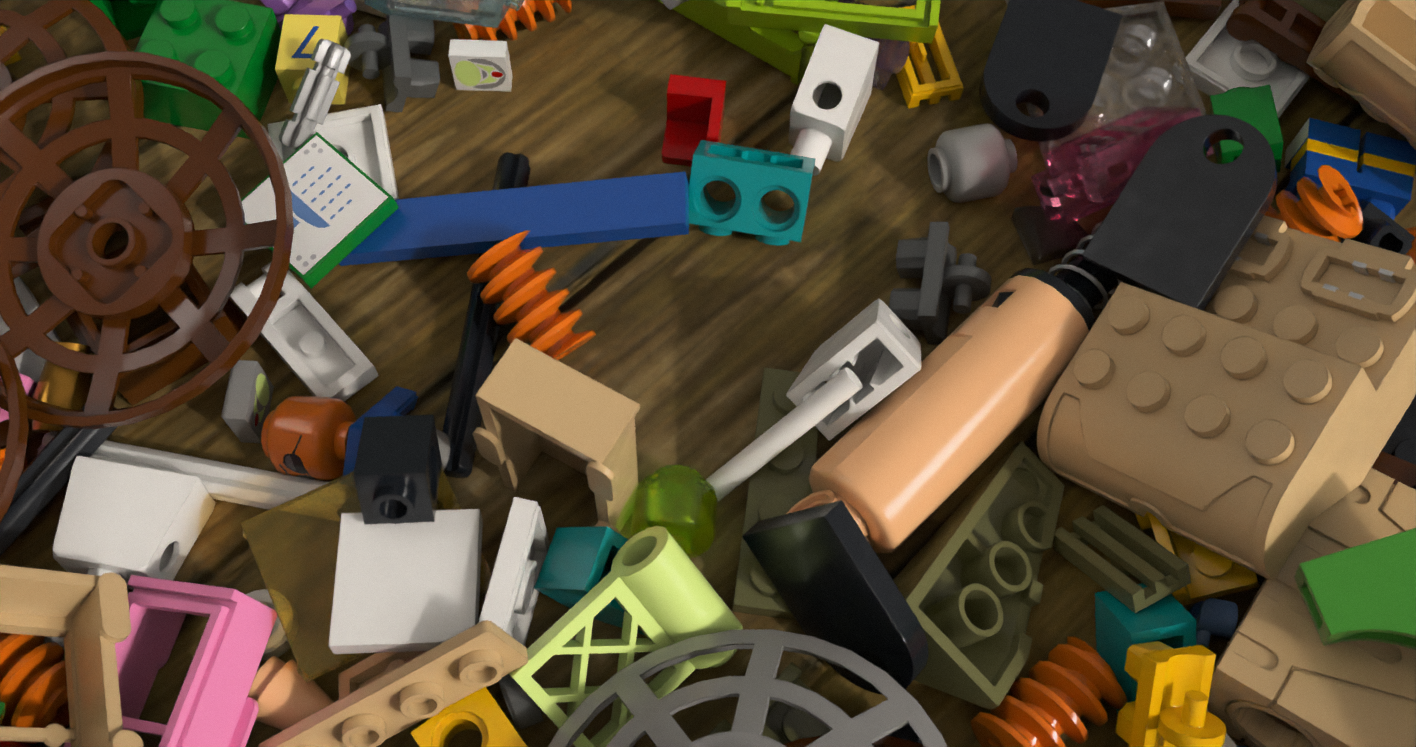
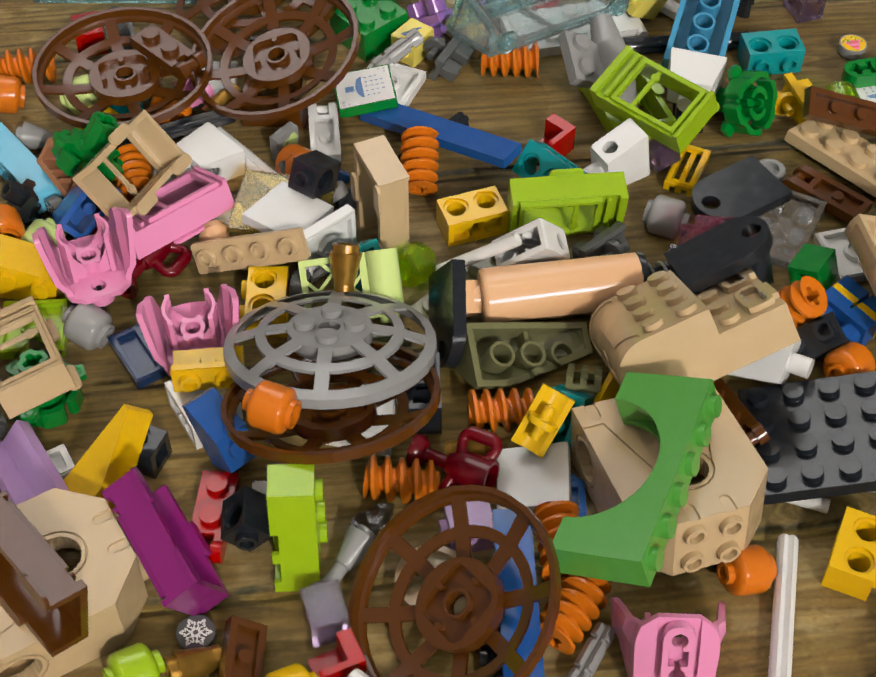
camera: 40 degrees right, 15 degrees down
(480, 65) = (479, 76): white tile -> none
(609, 628) = (345, 264): none -> pearl gold cone
(699, 355) = (472, 216): none -> yellow brick
(837, 242) = (592, 199): none -> lime piece

